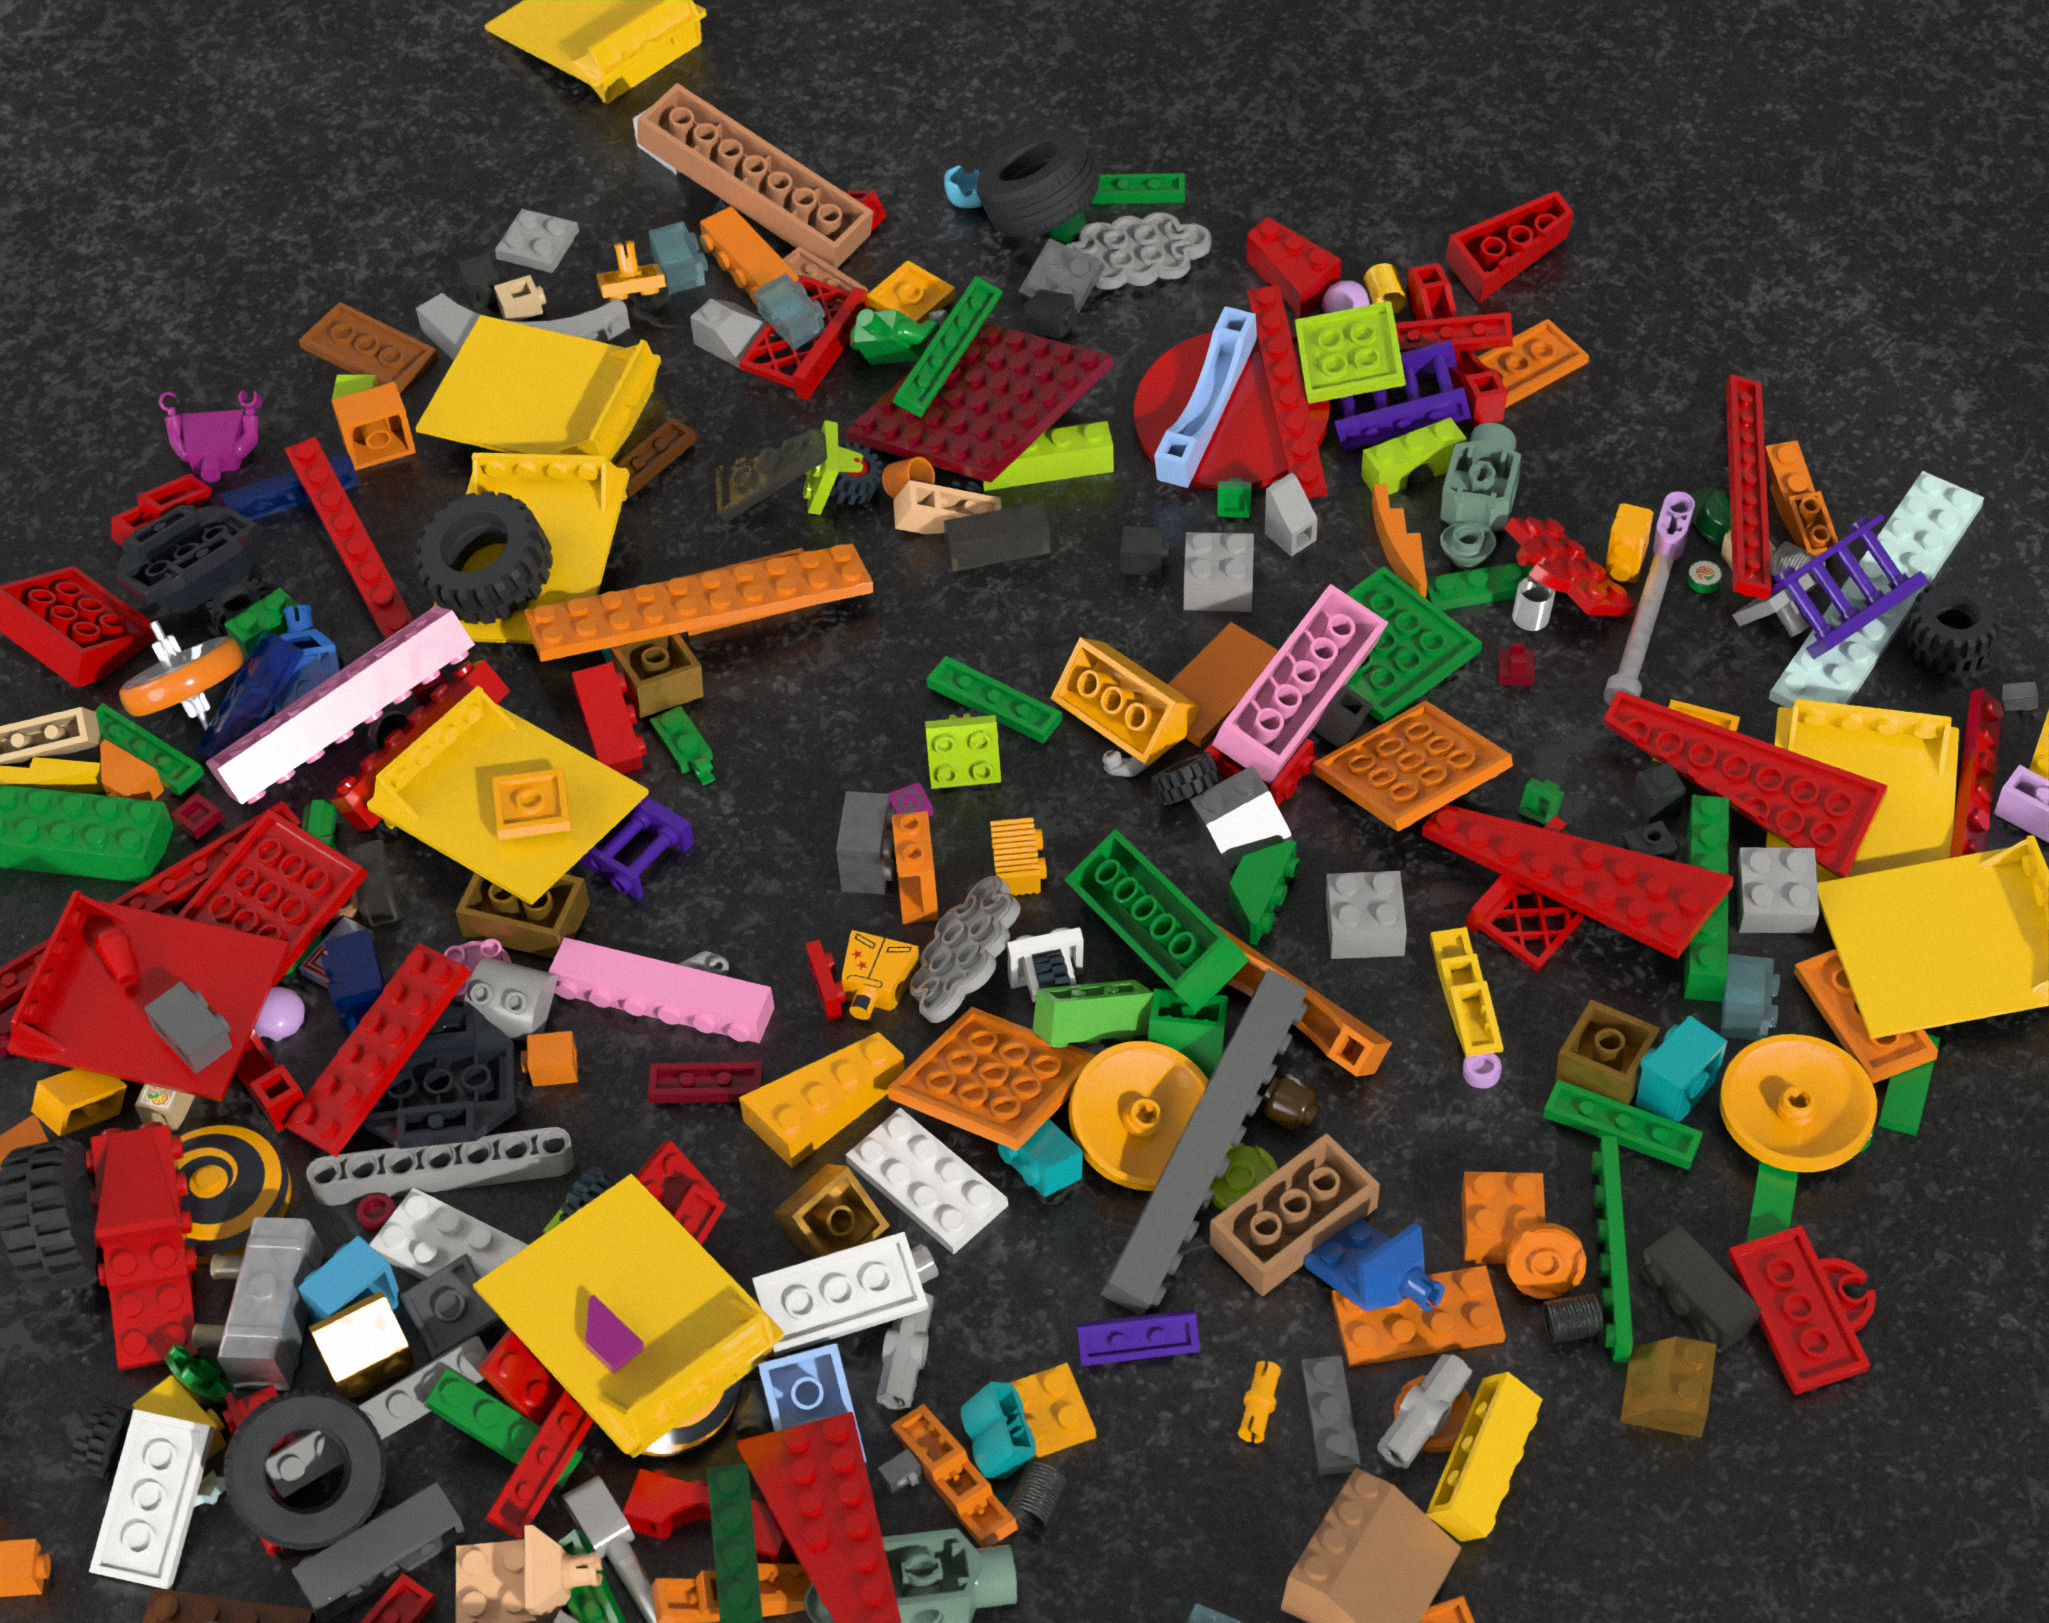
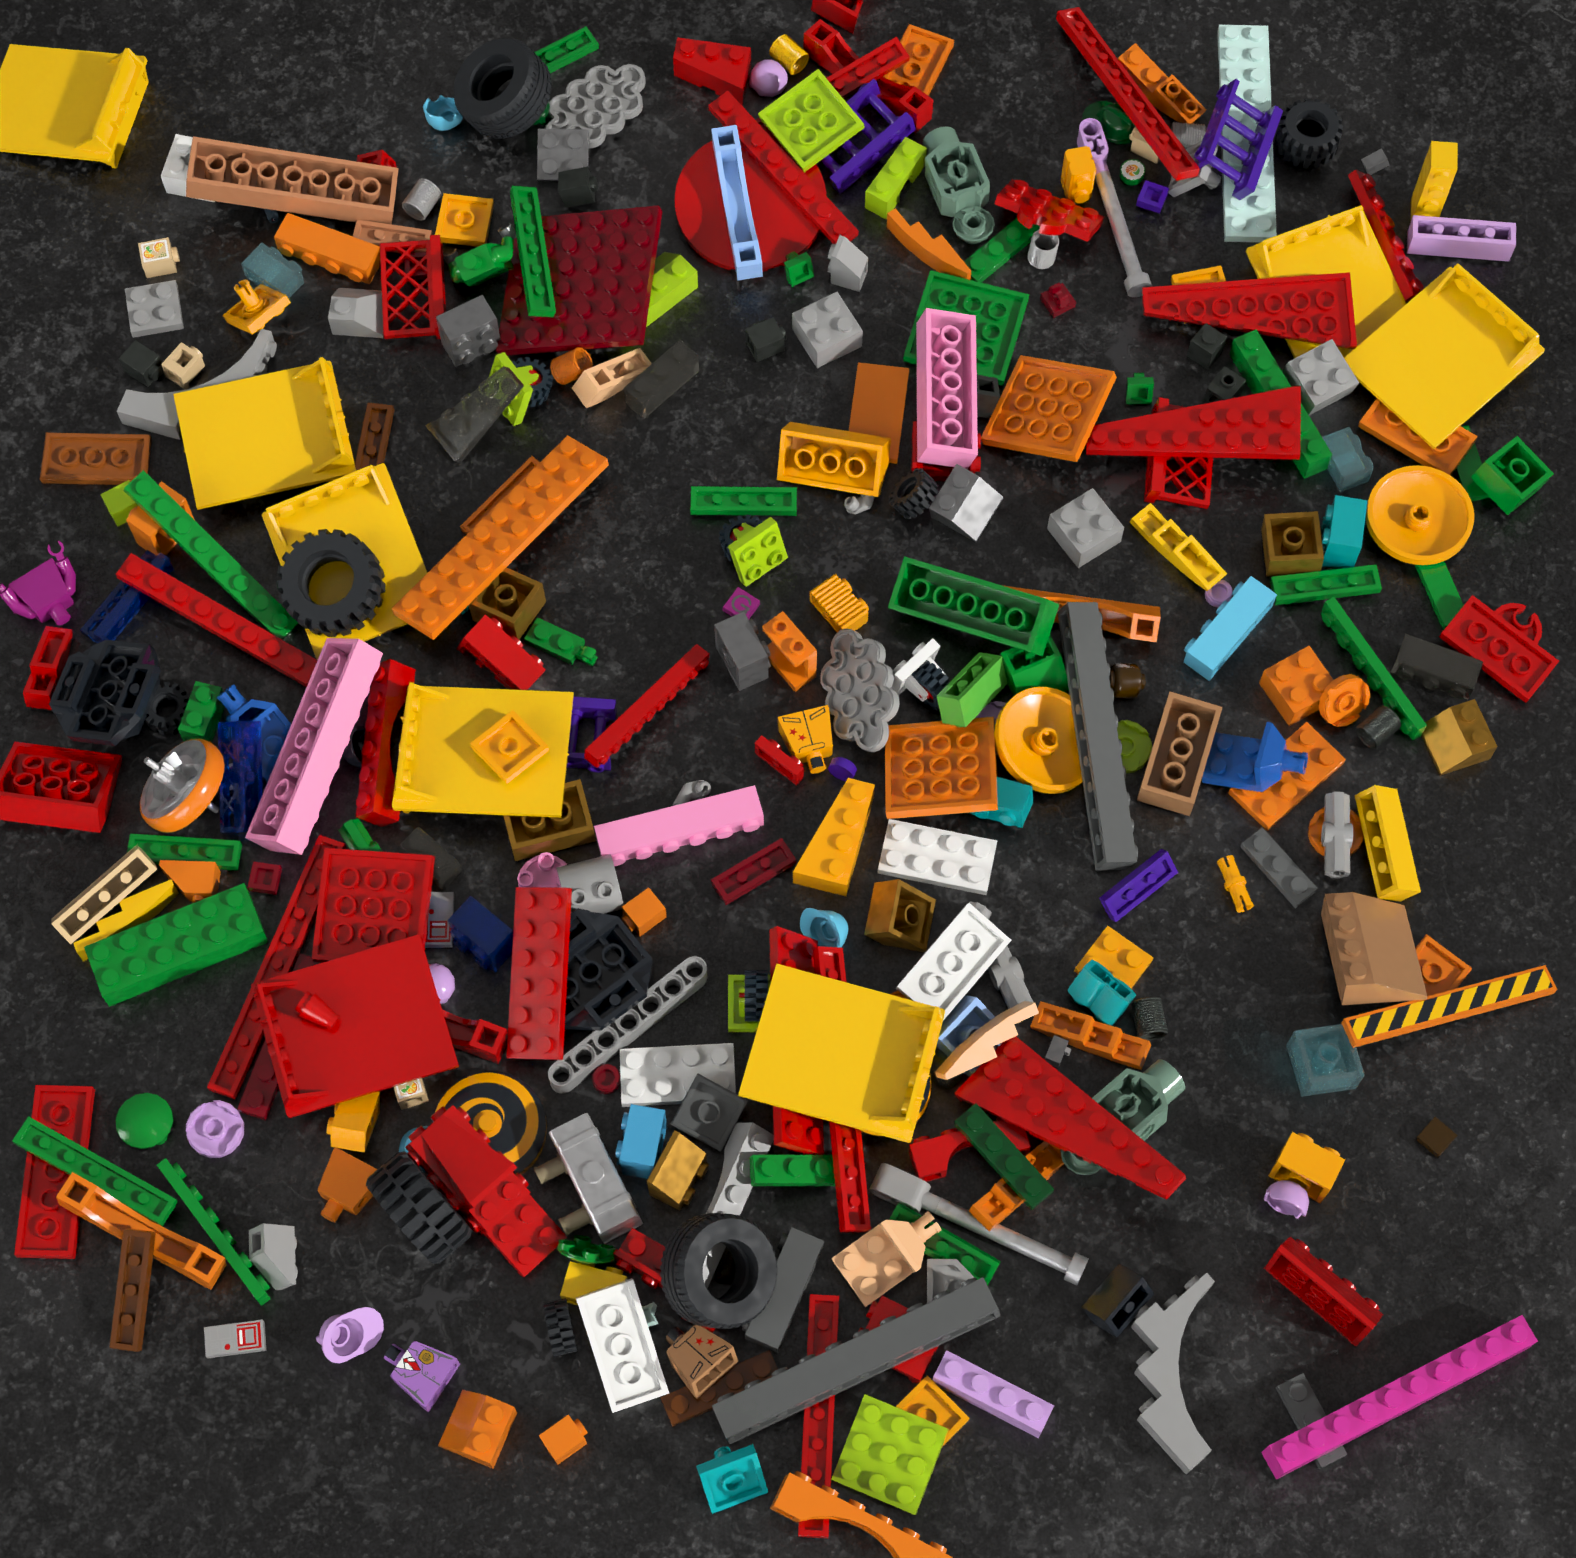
camera: 35 degrees left, 15 degrees up
(189, 1026) = (406, 1031): dark grey brick -> none
(222, 1568) = (699, 1357): none -> medium nougat torso
(387, 472) = (210, 555): none -> green plate
(576, 194) = (158, 257): none -> tan brick
(609, 1337) = (848, 1077): magenta tile -> none
(719, 846) = (646, 706): none -> red piece
(736, 1182) = (825, 926): none -> medium azure hat
(790, 311) = (397, 278): clear light blue brick -> none
(796, 1401) = (979, 1045): none -> light nougat slope
(824, 391) = (468, 330): none -> flat silver brick
(881, 256) = (421, 199): none -> light grey piece
(888, 1025) = (842, 768): none -> dark purple tile
(1260, 886) = (1007, 545): green slope -> none
(1463, 1110) = (1229, 628): none -> medium azure brick
(1709, 610) = (1152, 196): none -> dark purple plate
(1952, 1115) = (1512, 475): none -> green brick

